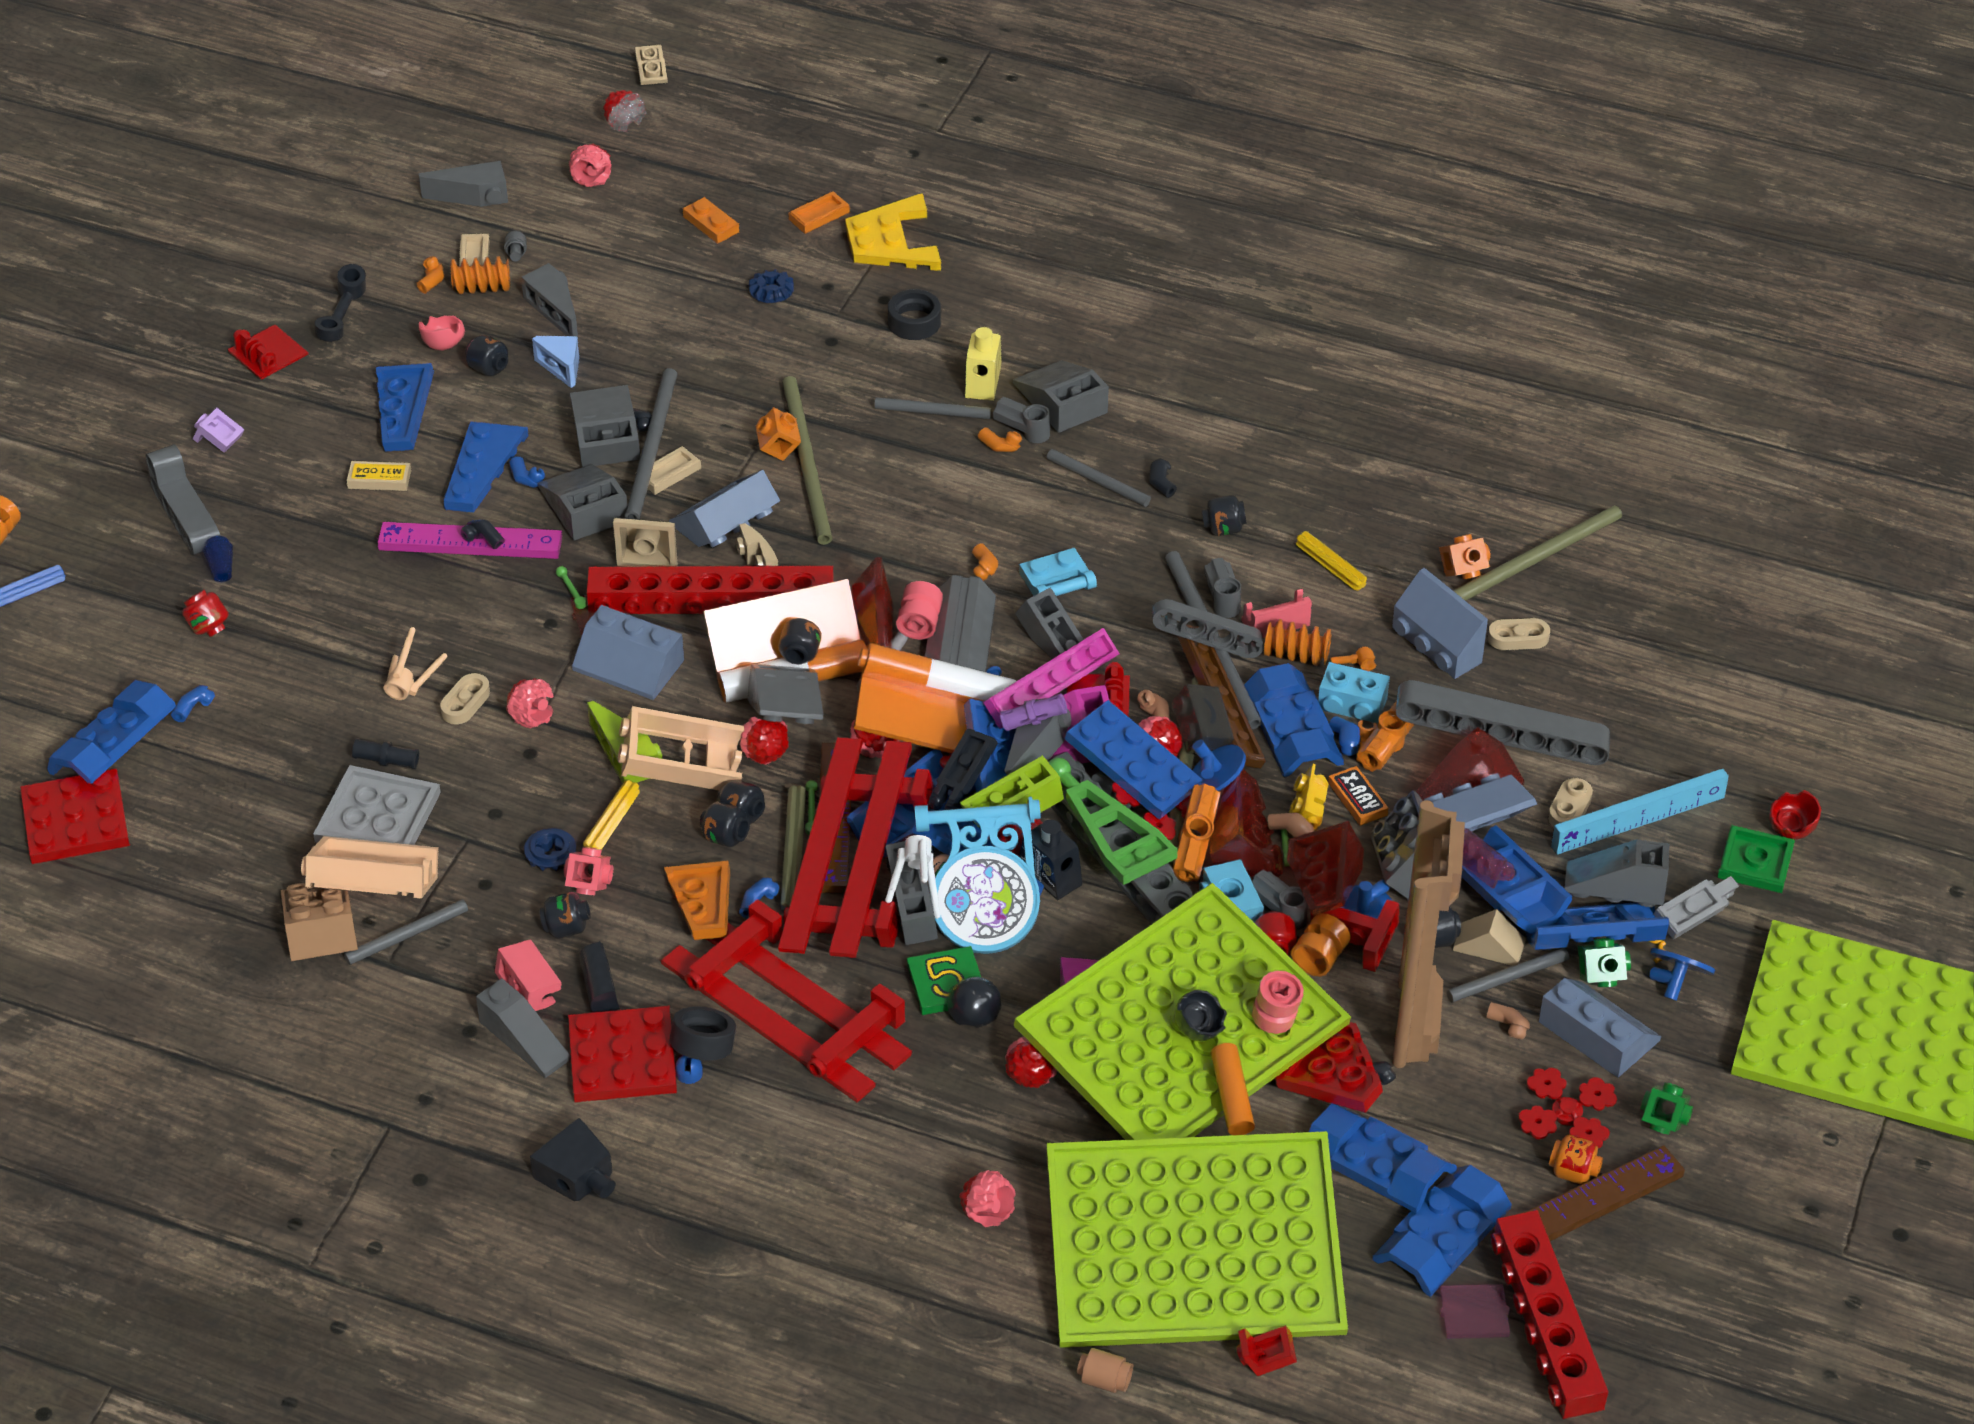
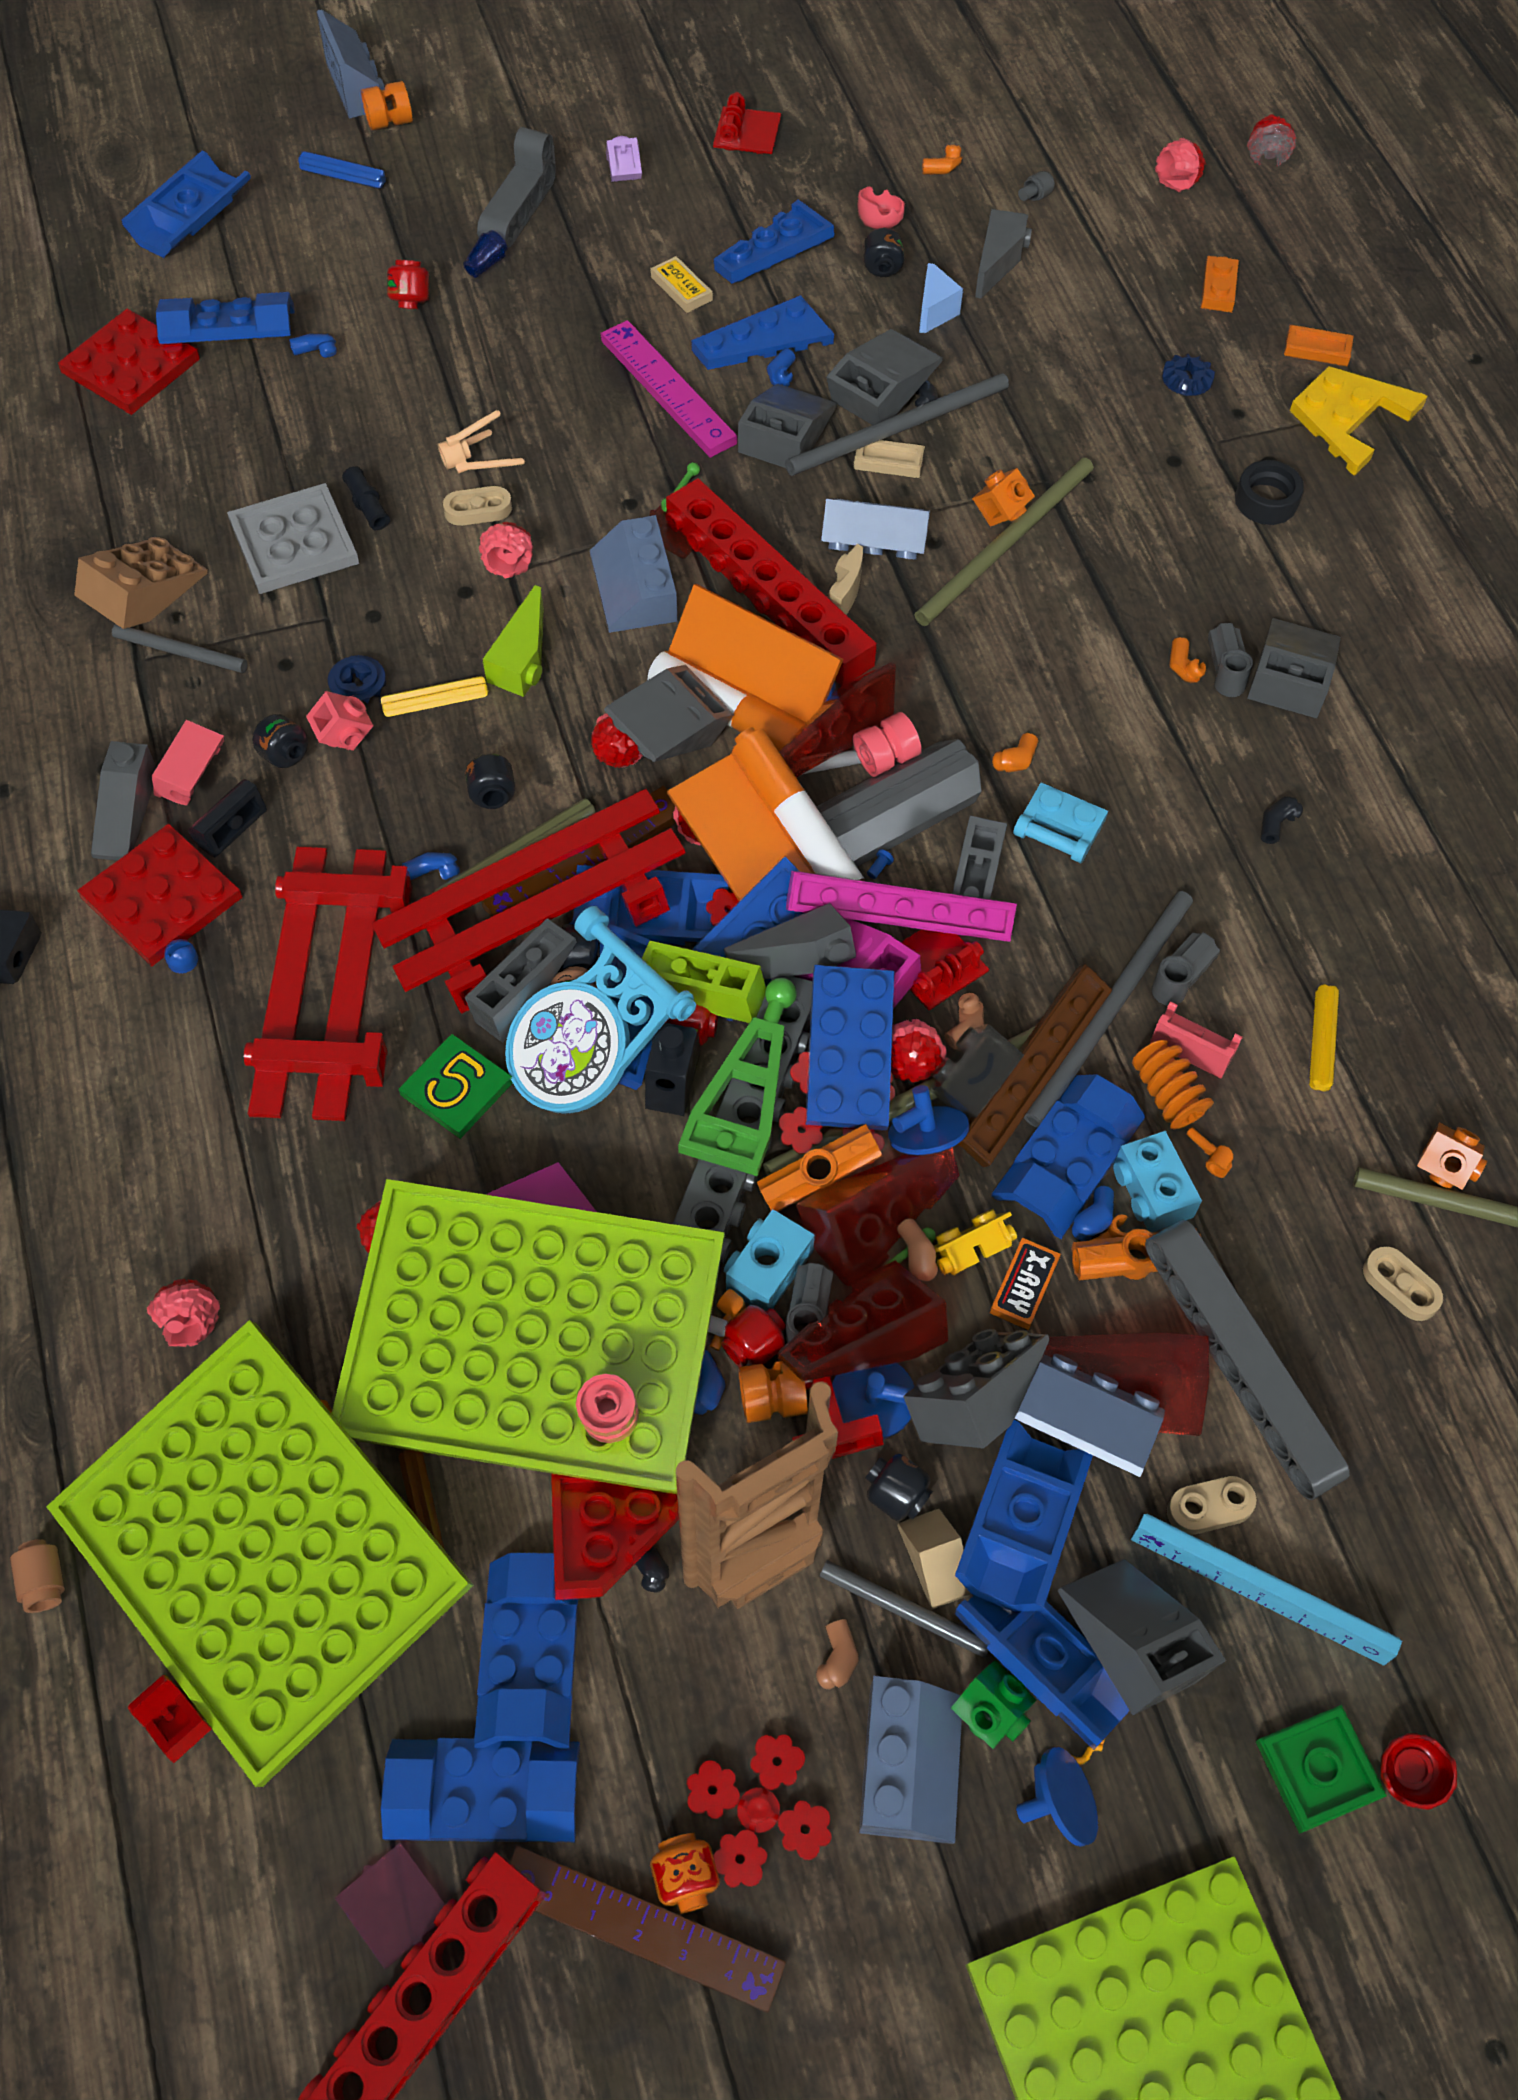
camera: 50 degrees right, 15 degrees up
(351, 285) = (873, 127): black piece -> none
(371, 866) = (183, 537): light nougat door -> none
(467, 185) = (1069, 113): dark grey slope -> none
(474, 246) = (997, 172): tan tile -> none
(480, 275) = (972, 187): orange piece -> none
(482, 530) = (675, 387): black arm -> none
(644, 543) = (769, 493): tan slope -> none
(651, 64) = (1353, 125): tan slope -> none
(702, 896) = (390, 826): orange wing -> none
(702, 1033) = (223, 915): black tyre -> none
(721, 748) = (565, 729): light nougat door -> none
(743, 795) = (530, 771): black head -> none
(799, 641) = (744, 680): black head -> none
(919, 856) = (540, 948): white plant -> none
(933, 408) = (1170, 584): dark grey bar -> none
(962, 770) = (694, 914): black hinge -> none
(974, 1002) = (437, 1128): black hair -> none
(983, 351) = (1257, 581): light yellow torso -> none
(1033, 712) = (807, 919): medium lavender pin -> none
(1099, 477) = (1224, 770): dark grey bar -> none
(1200, 1015) = (523, 1347): black hair -> none
(1210, 624) = (1097, 992): dark grey beam -> none
(1224, 515) = (1279, 903): black head -> none
(1232, 1089) = (466, 1445): orange piece -> none
(1440, 624) = (1323, 1200): sand blue slope -> none
(1485, 861) = (1018, 1460): clear pink hinge -> none
(1655, 1114) = (831, 1930): green brick -> none
(1696, 905) = (1178, 1750): light grey hinge -> none

